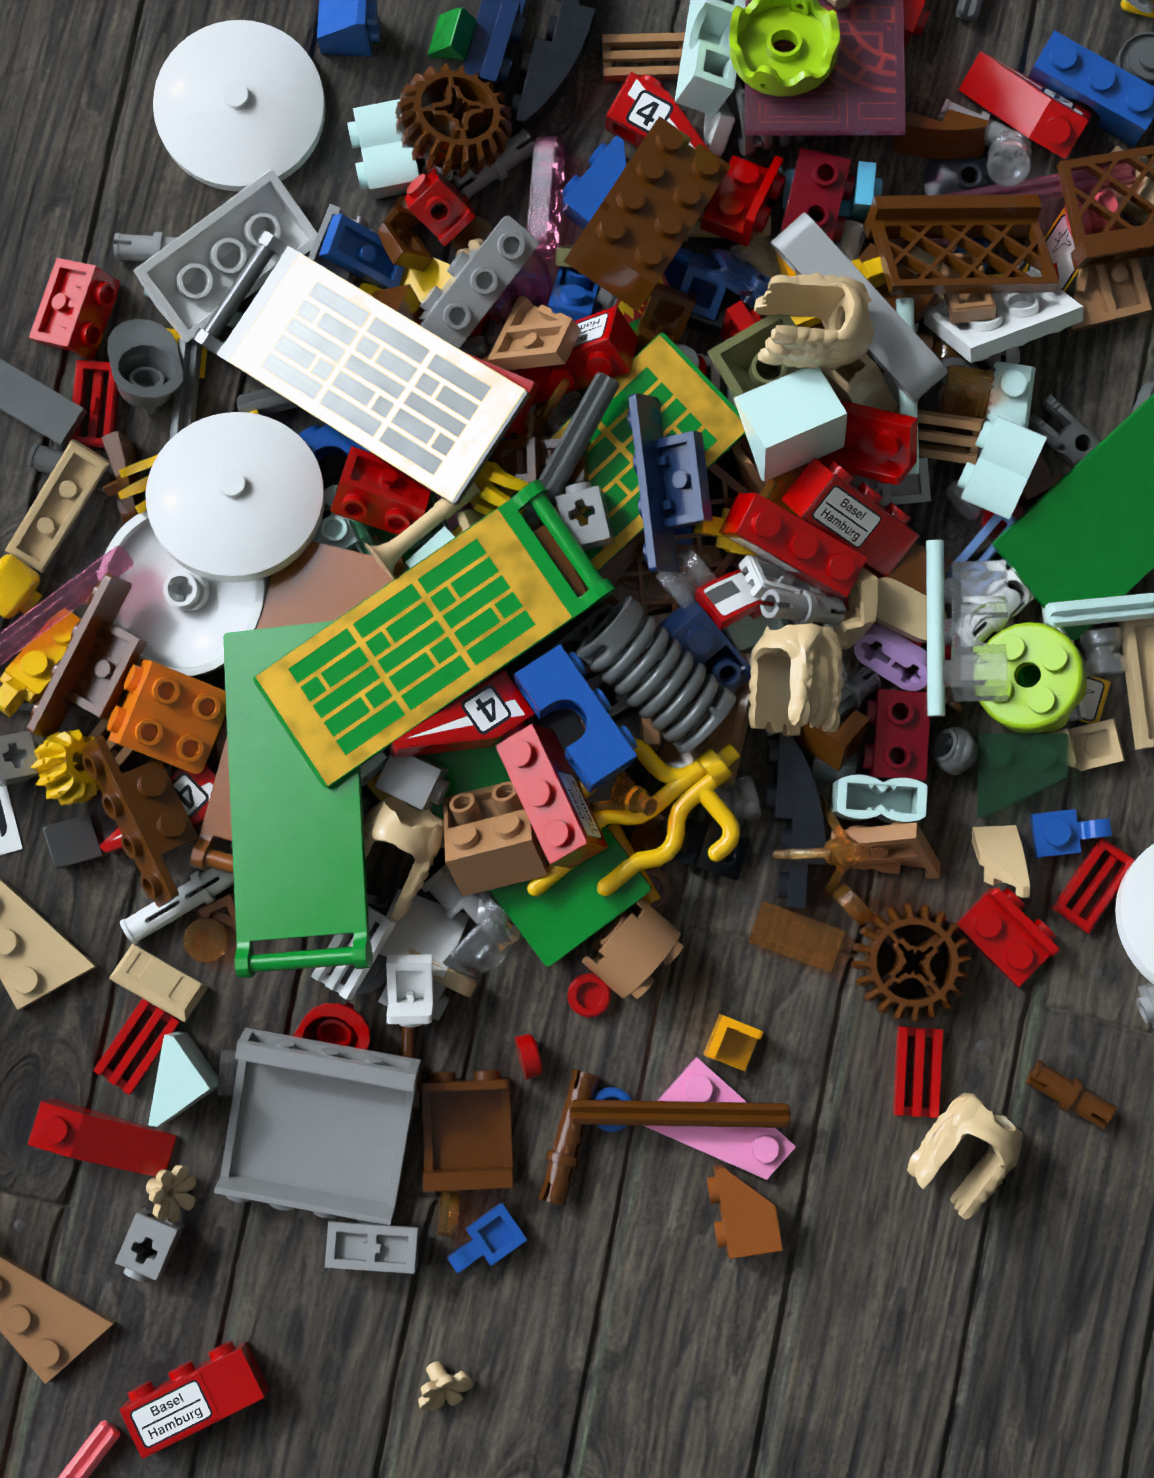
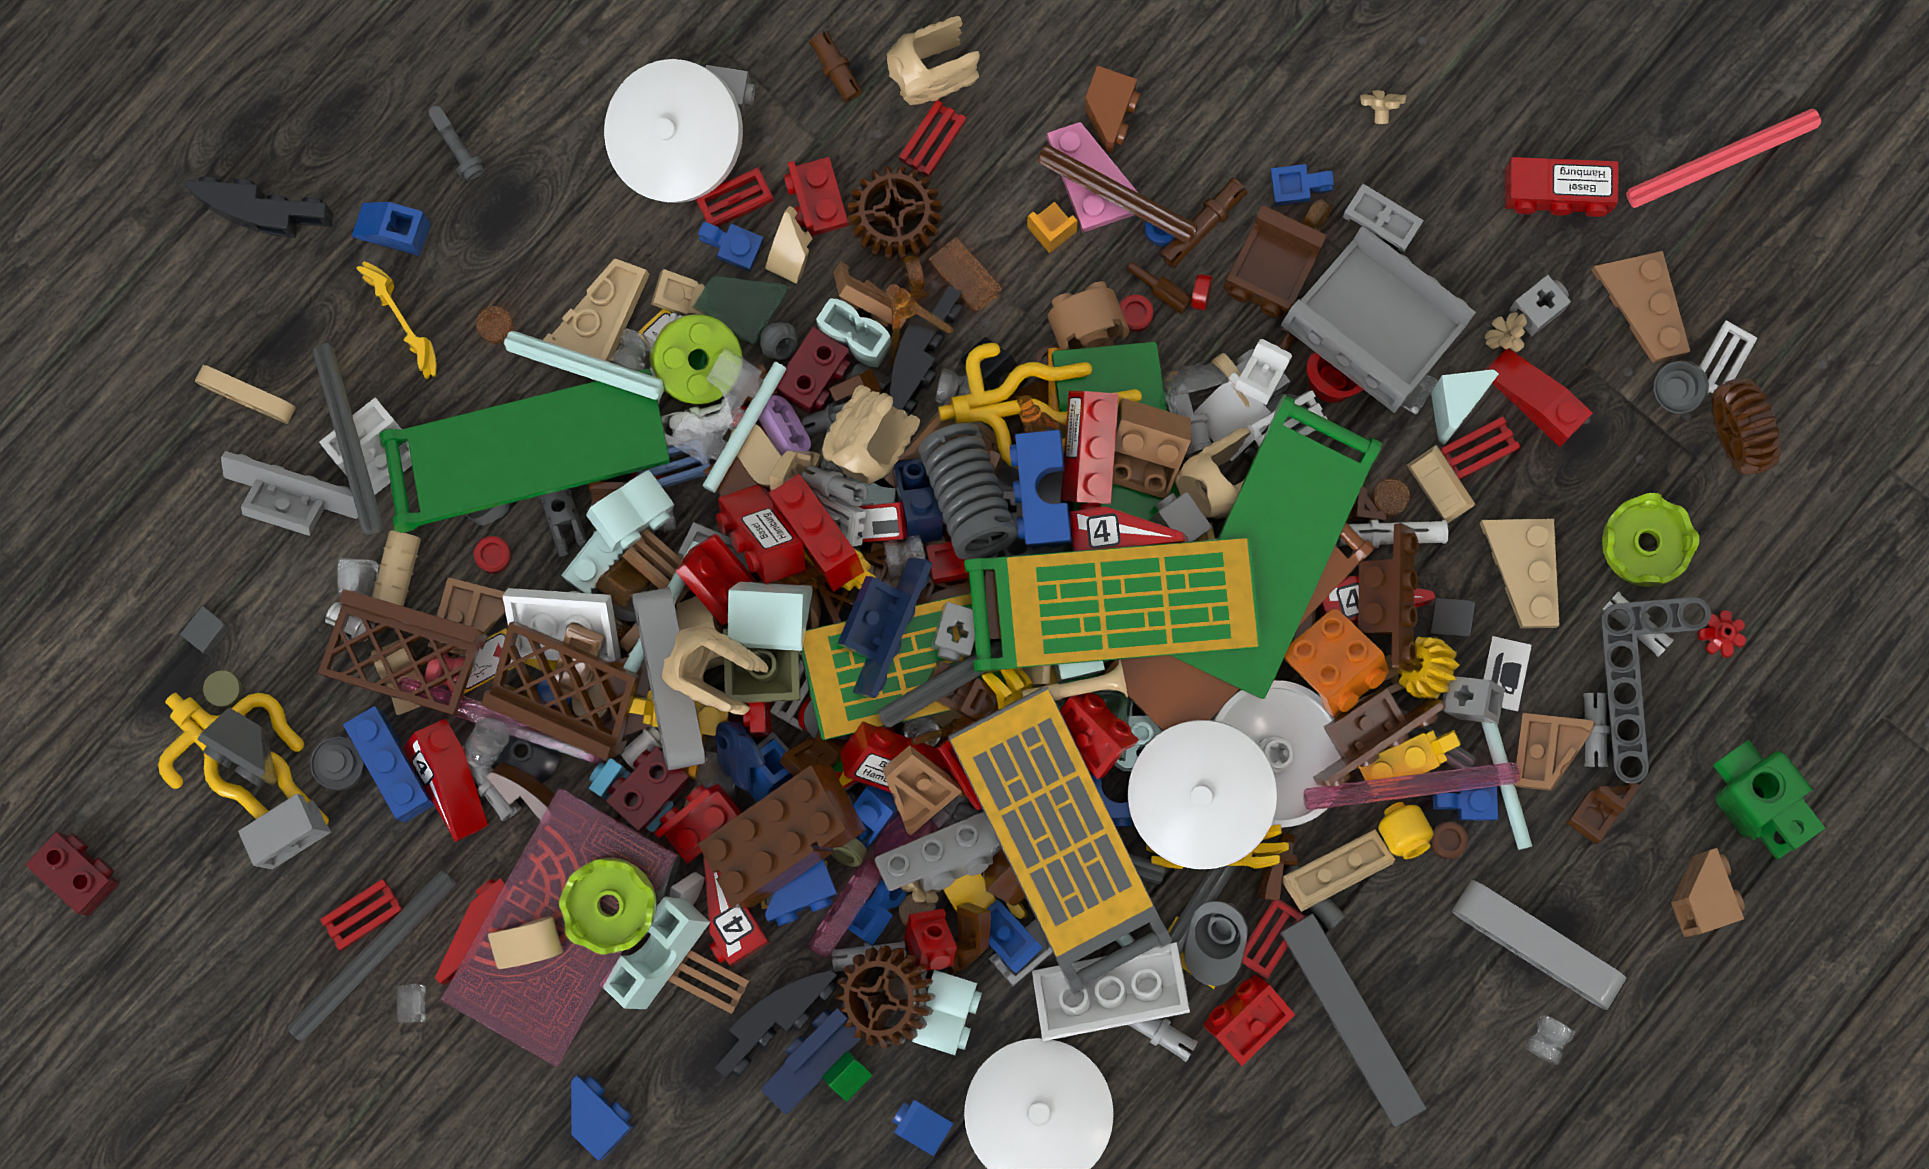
camera: 145 degrees left, 5 degrees down
(512, 196) = (874, 913): none -> blue plate
(574, 1038) = (1163, 288): none -> reddish brown axle
(643, 591) = (945, 563): none -> red tile
(1120, 363) = (492, 554): none -> red tile

